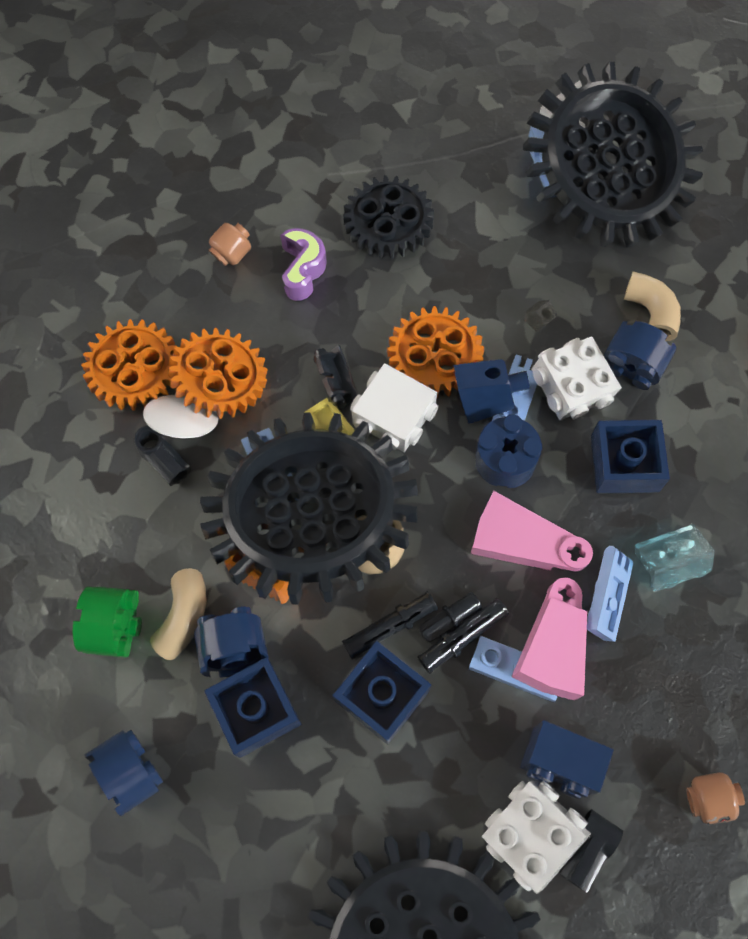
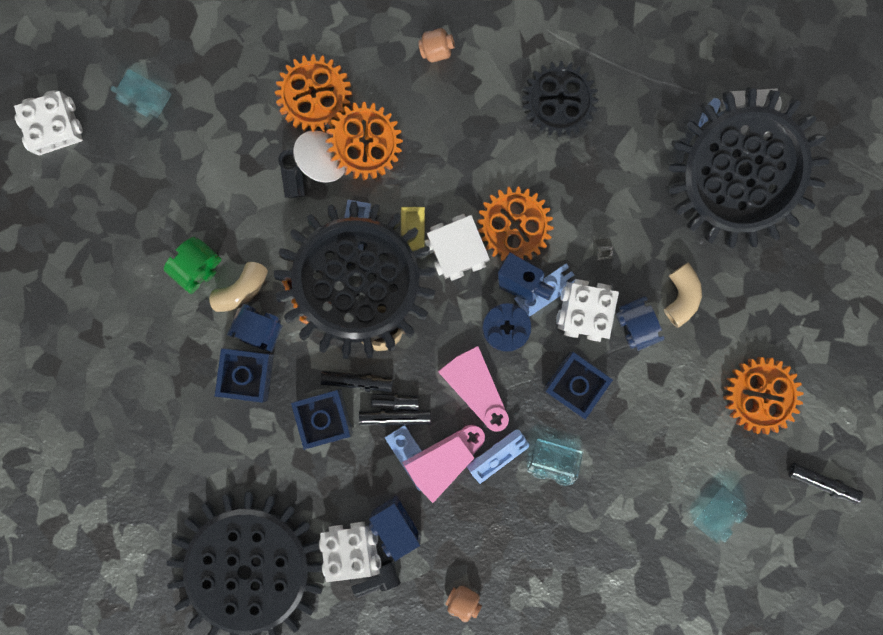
camera: 35 degrees right, 20 degrees up
(122, 771) = (149, 360): dark blue brick -> none
(308, 264) = (478, 99): medium lavender animal -> none
(338, 379) = (435, 206): black hinge -> none

